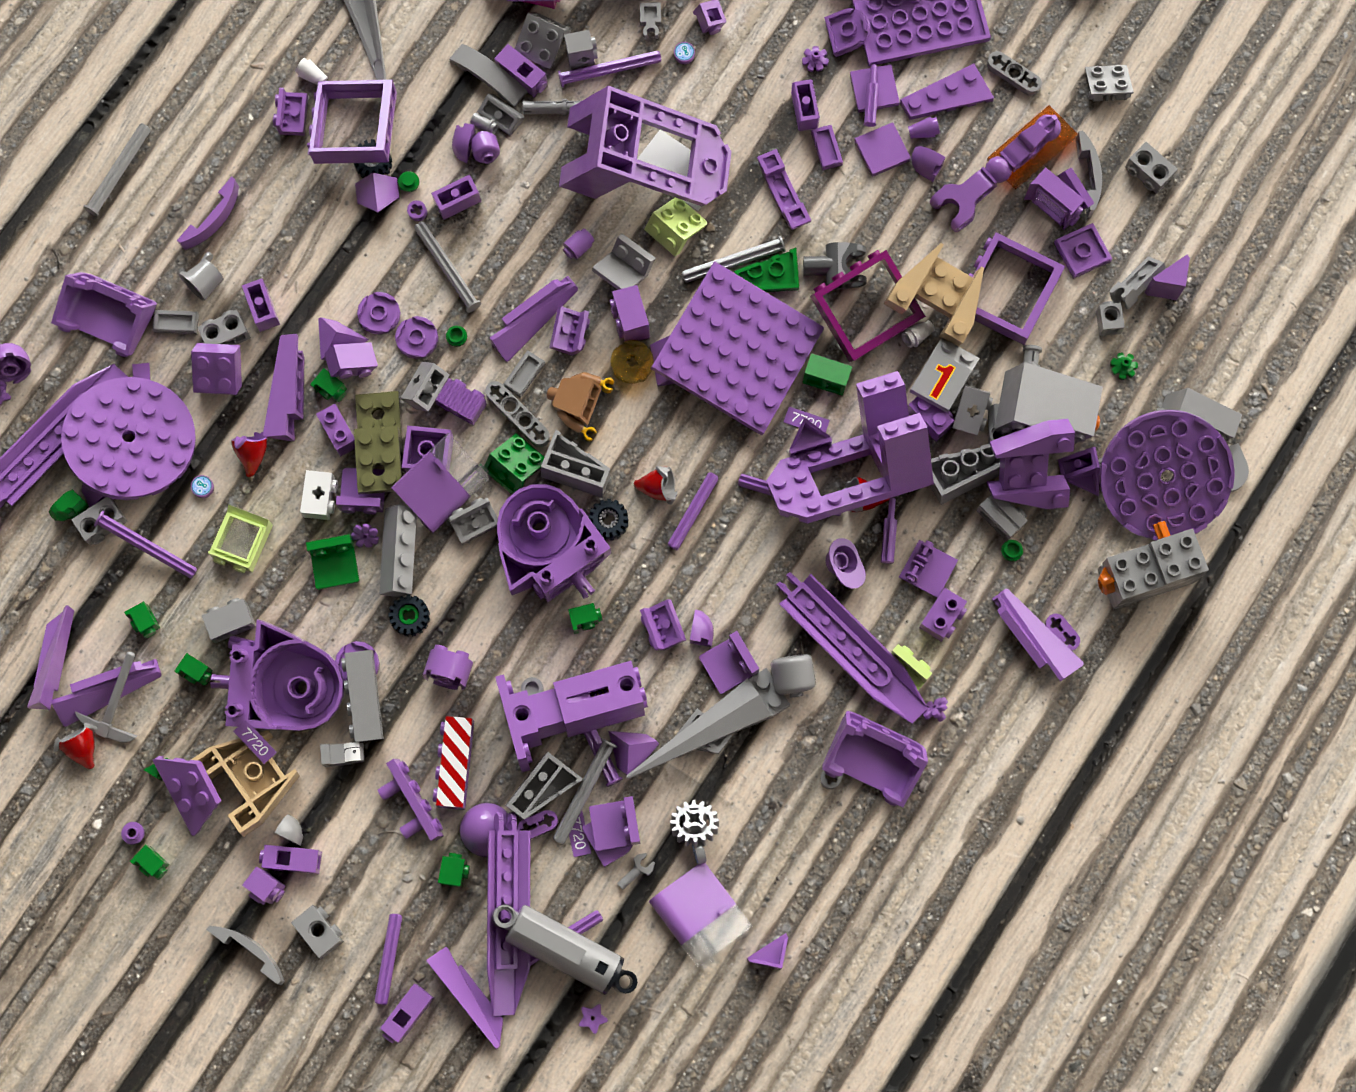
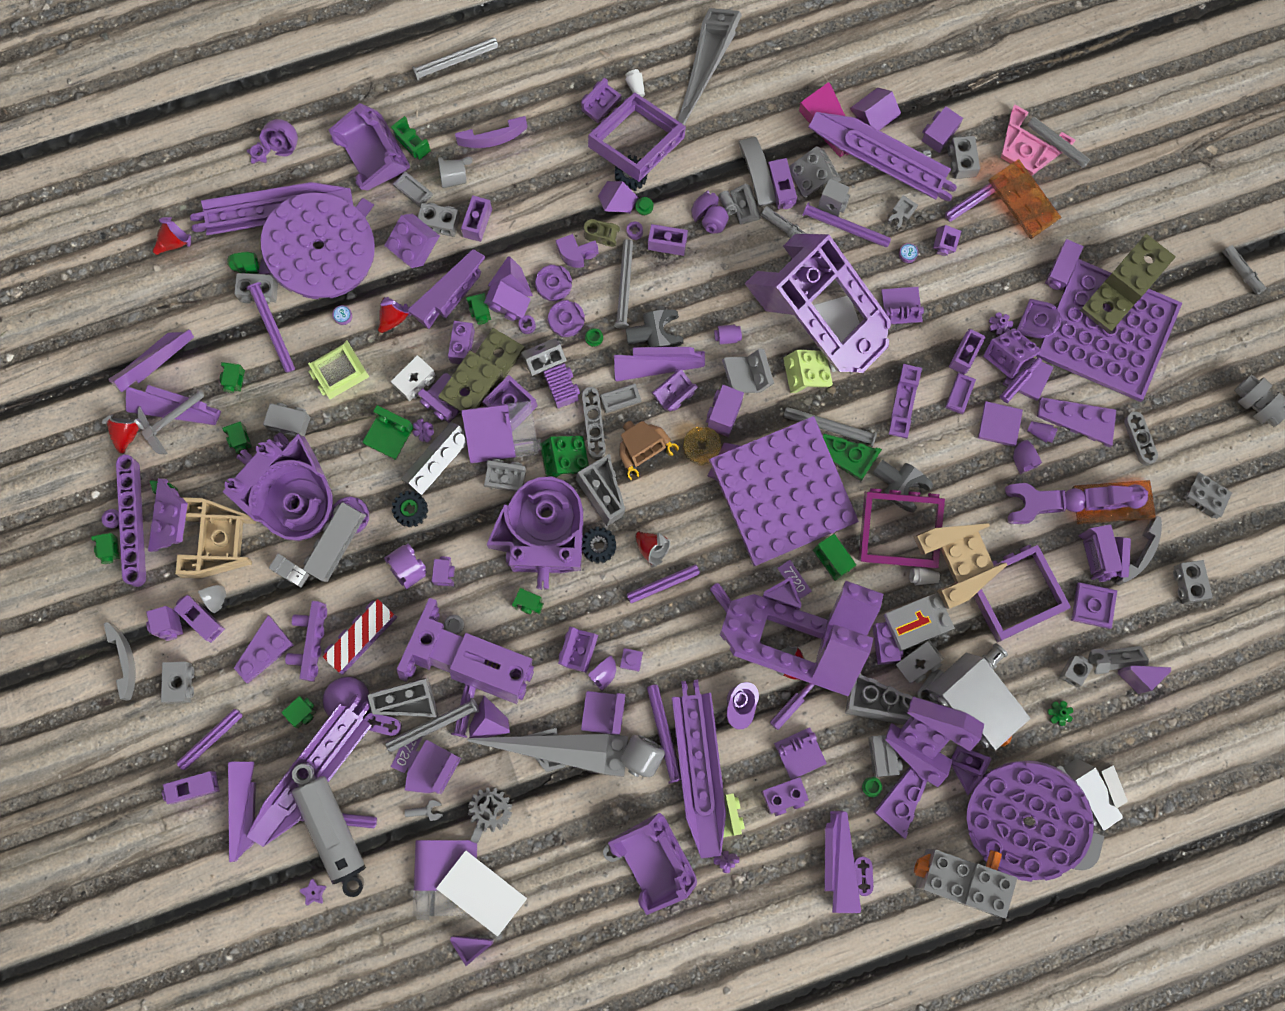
camera: 35 degrees right, 0 degrees up
(138, 277) = (409, 139): none -> green window
(146, 812) = (135, 528): none -> medium lavender beam
(255, 741) = (234, 518): medium lavender sticker -> none
(374, 843) = (263, 650): none -> medium lavender wing
(377, 273) = (574, 254): none -> medium lavender brick
(389, 233) = (602, 232): none -> olive piece
(390, 372) = (528, 330): none -> medium lavender bush
(485, 648) = (443, 572): none -> medium lavender brick
(507, 289) = (654, 331): none -> dark grey connector
(715, 104) = (902, 305): none -> medium lavender hinge
(716, 599) = (631, 660): none -> medium lavender plate
(744, 901) = (481, 893): none -> white sticker
(796, 641) = (664, 733): none -> medium lavender axle
(844, 77) = (1010, 352): none -> medium lavender bracket
(1046, 543) = (900, 803): none -> medium lavender wing
(1215, 393) = (1114, 786): none -> white sticker

